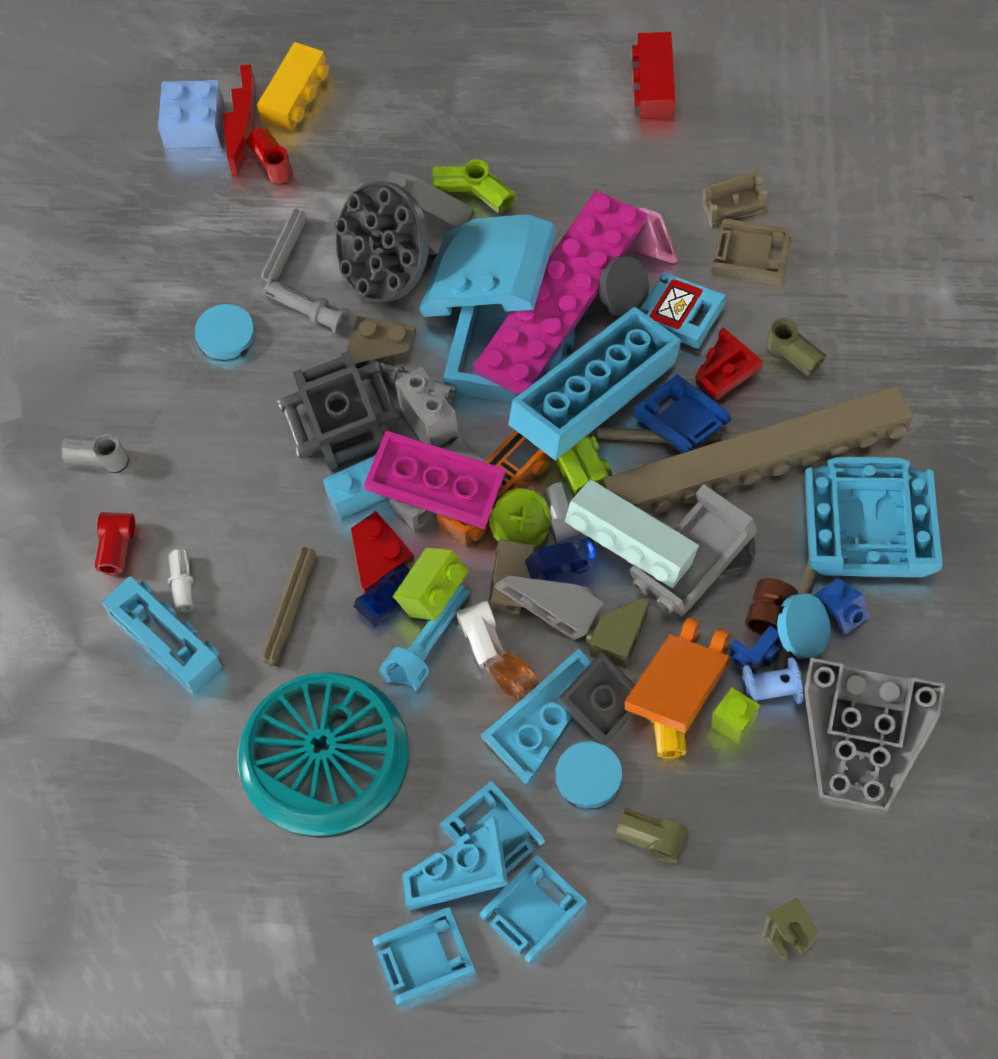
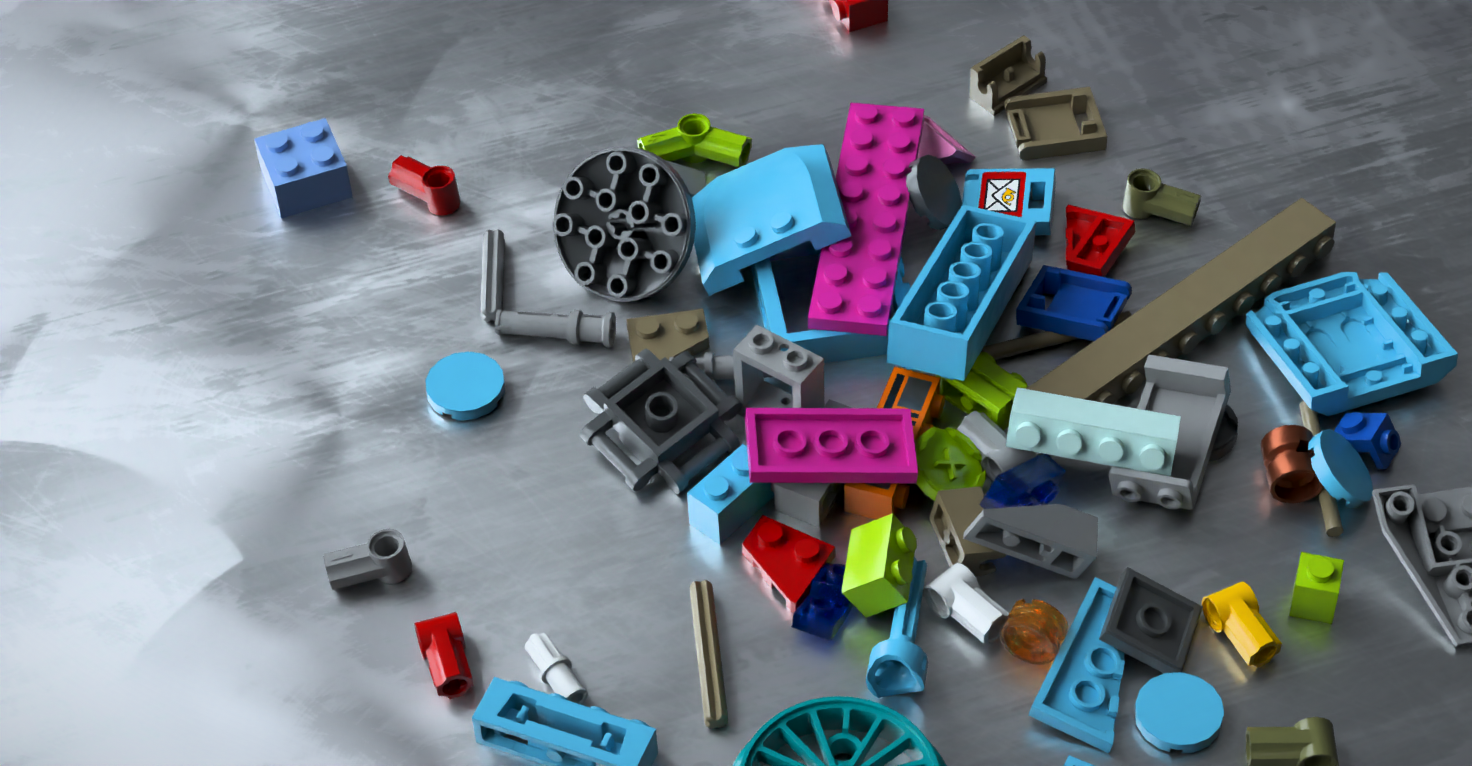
camera: 25 degrees left, 15 degrees down
(241, 121) = (367, 157): red slope -> none
(293, 87) = (417, 107): yellow brick -> none
(618, 632) = (1129, 543): olive slope -> none
(680, 678) = (1233, 567): orange tile -> none
(764, 650) = (1296, 524): blue bracket -> none
(774, 683) = (1354, 533): light blue hose -> none

